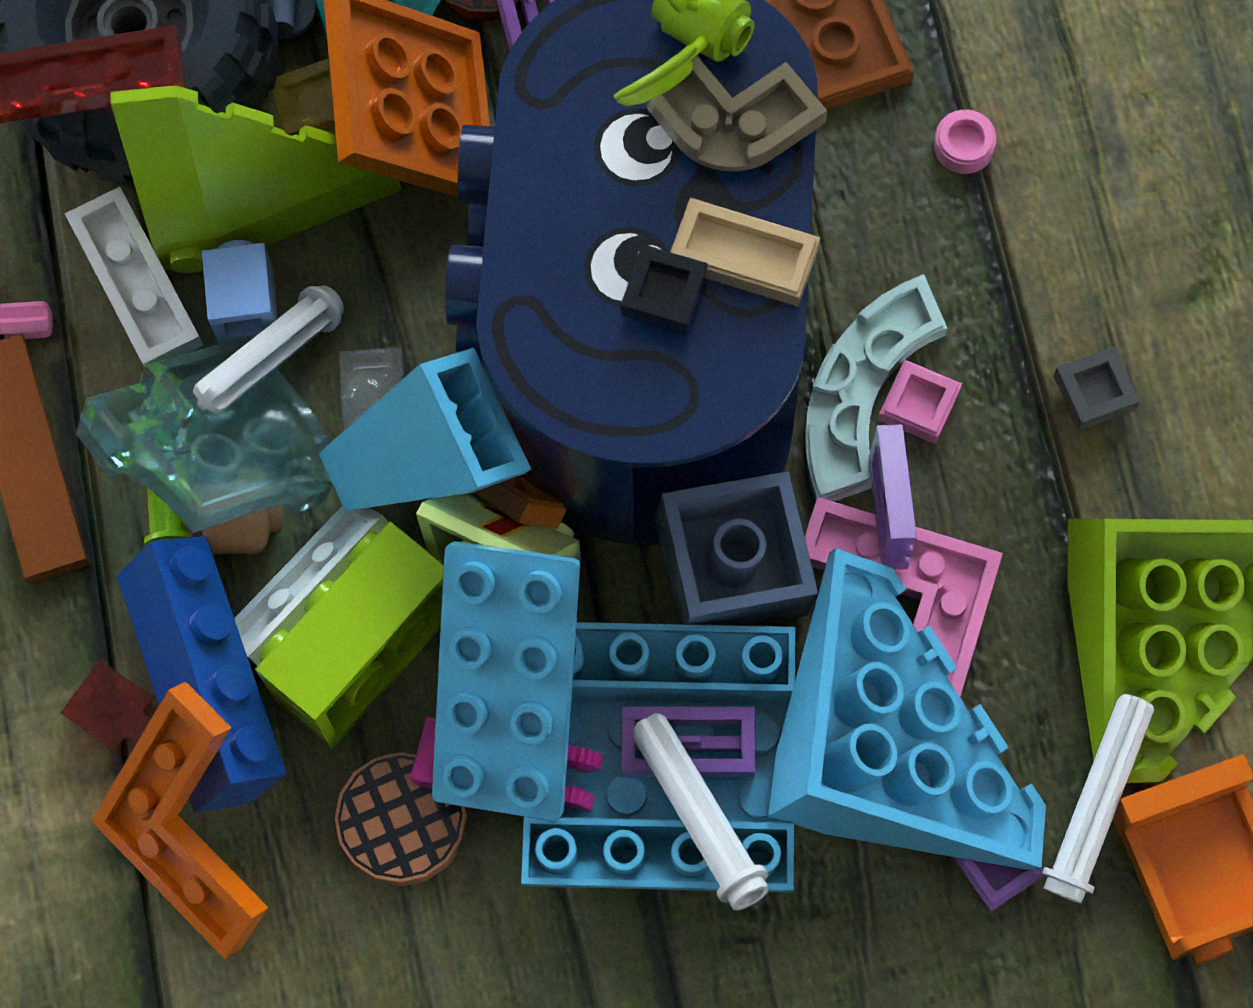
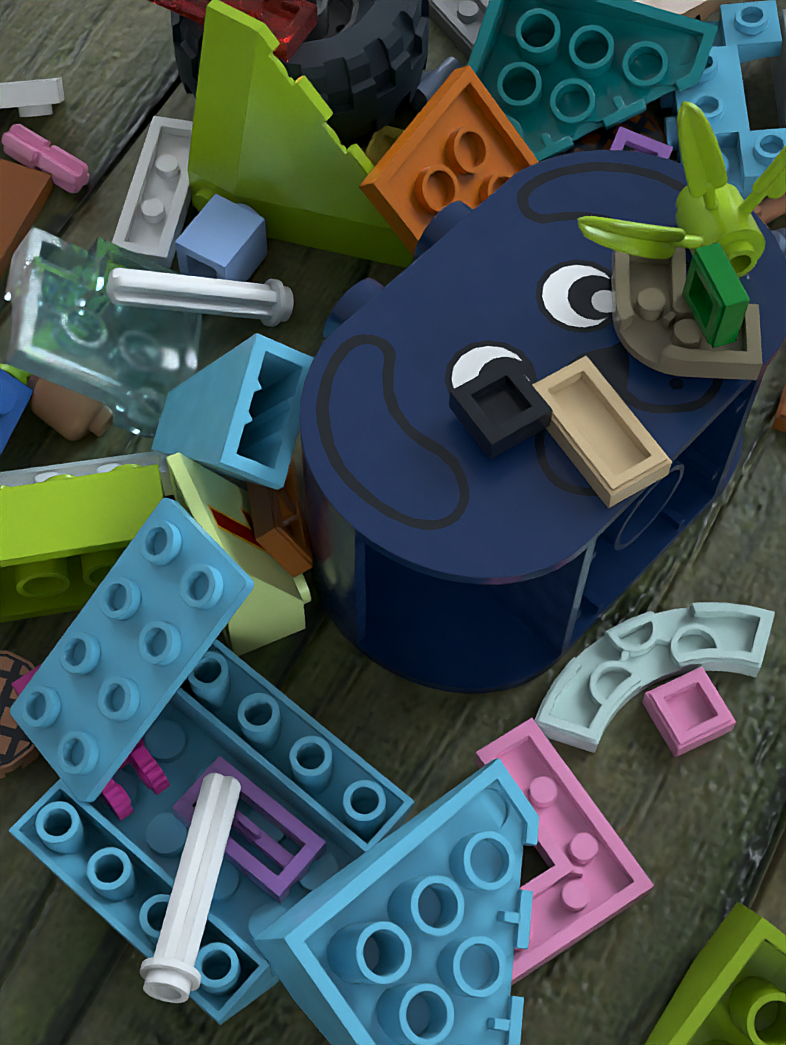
camera: 35 degrees right, 10 degrees down
(736, 552) = (420, 705): sand blue brick -> none
(759, 84) = (715, 295): none -> green tile
(892, 496) = (590, 760): tile -> none

